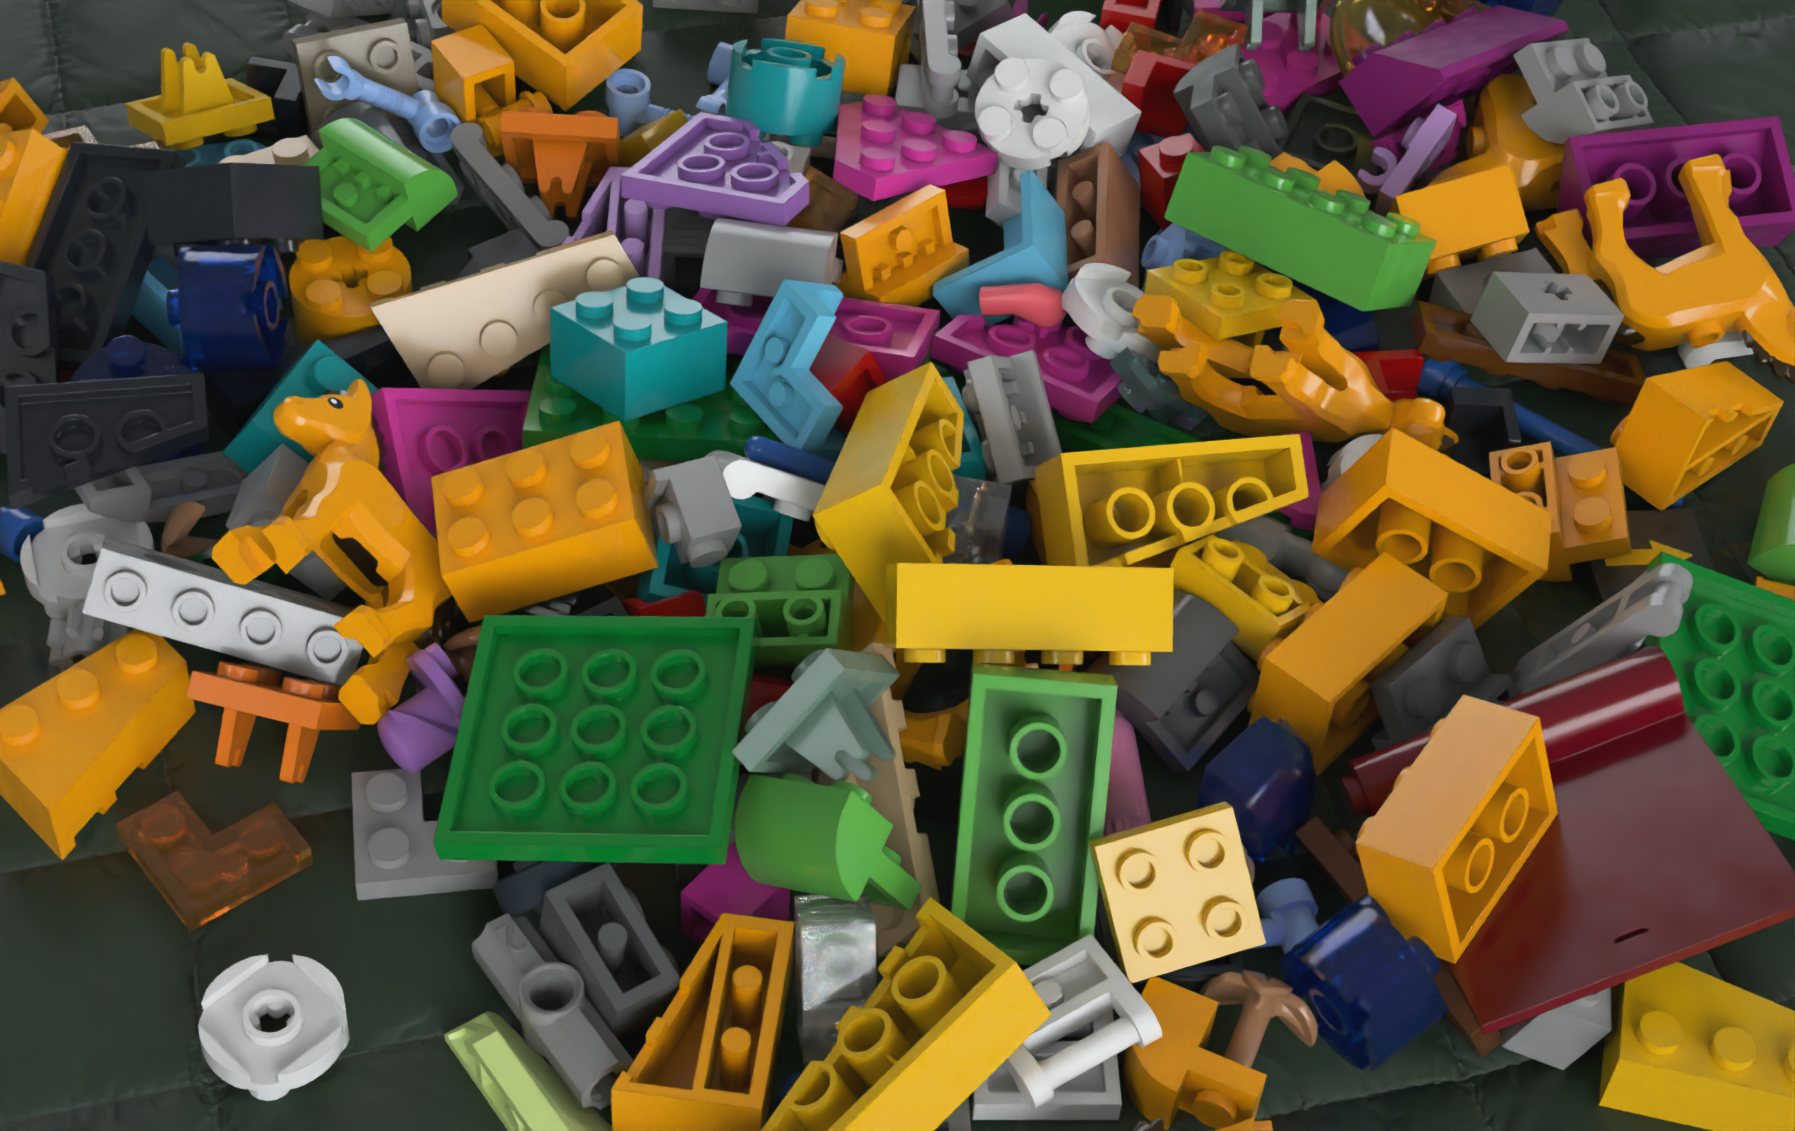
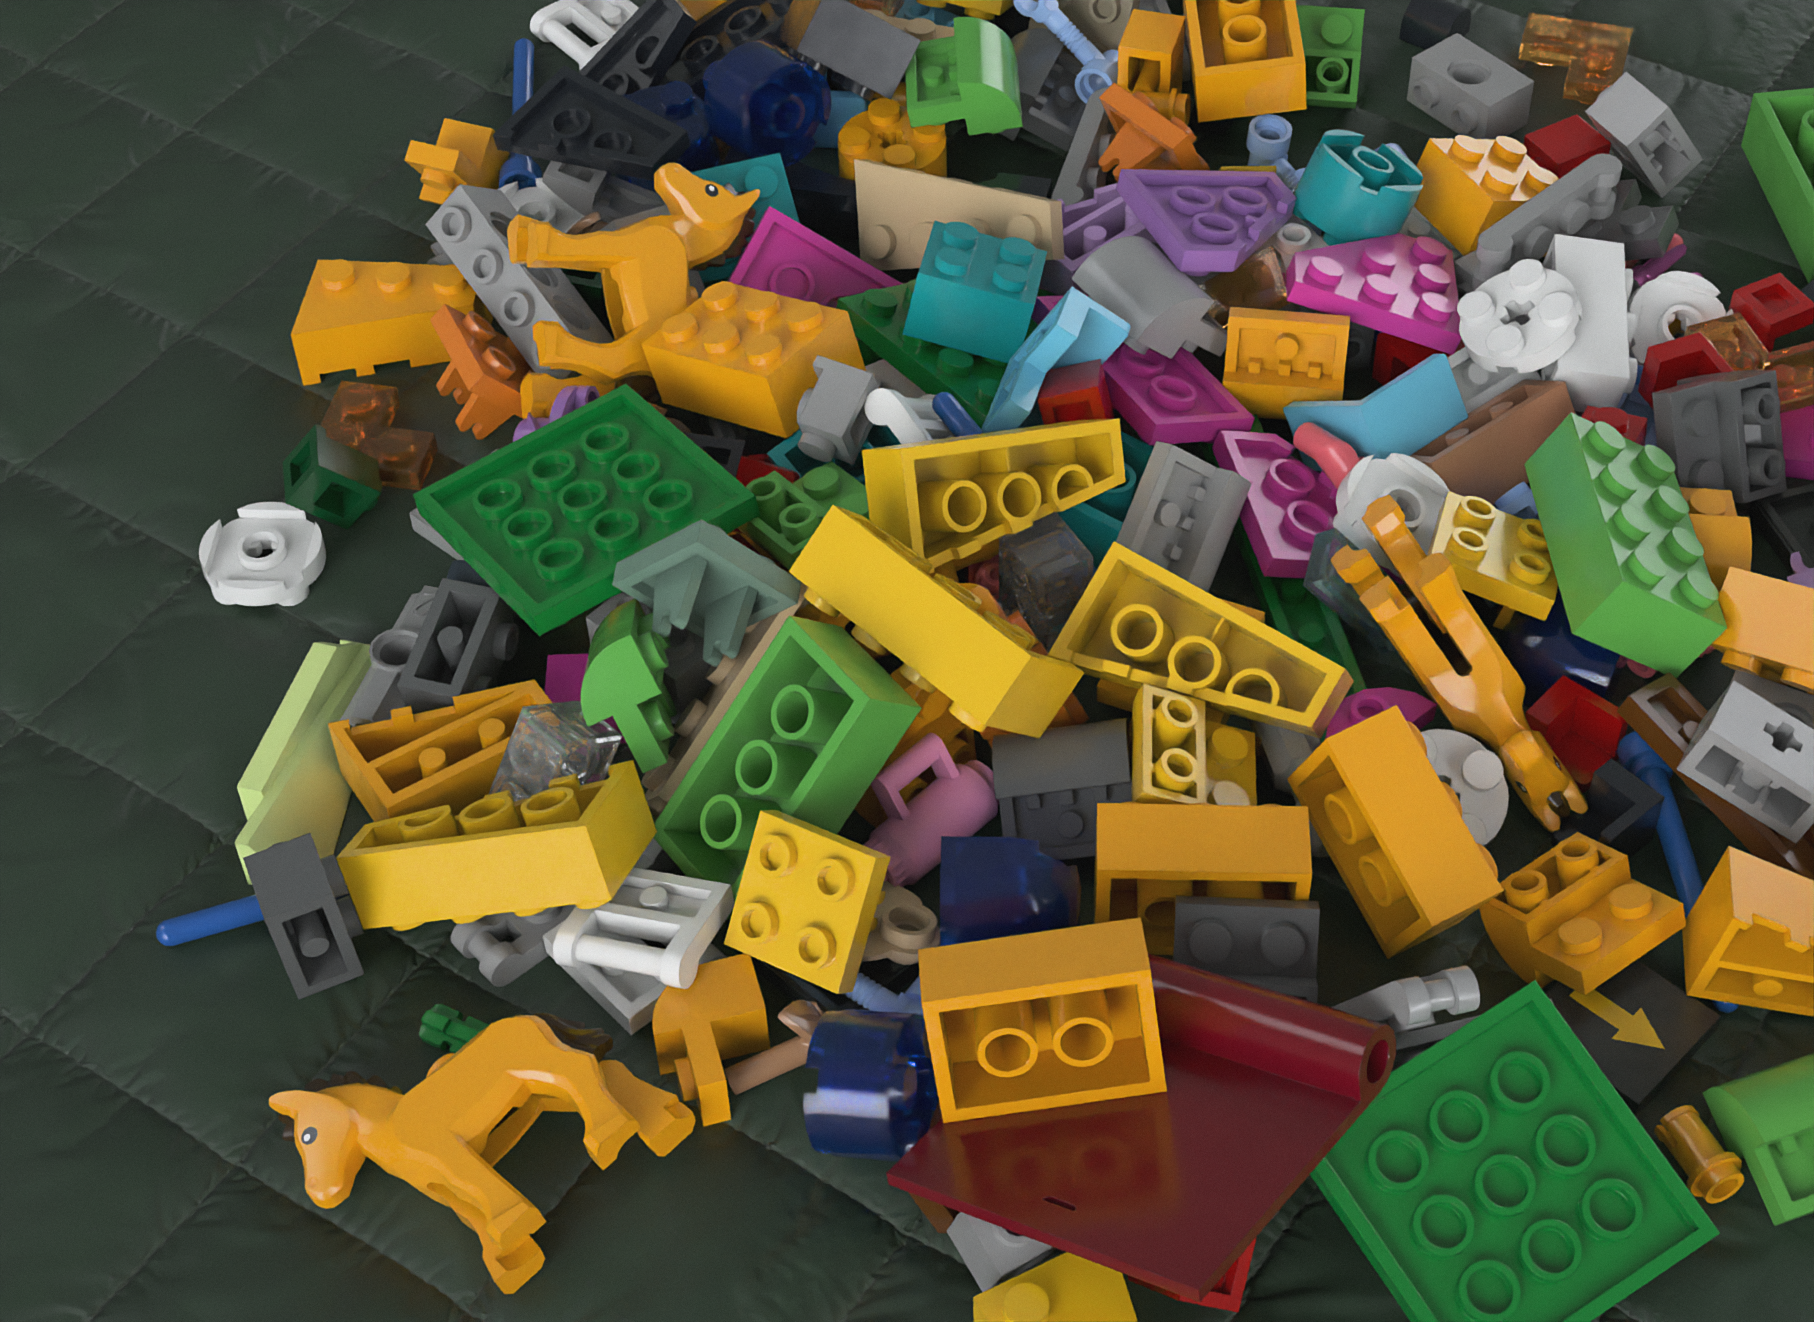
camera: 55 degrees right, 0 degrees up
(258, 906) = (330, 479): none -> dark green brick

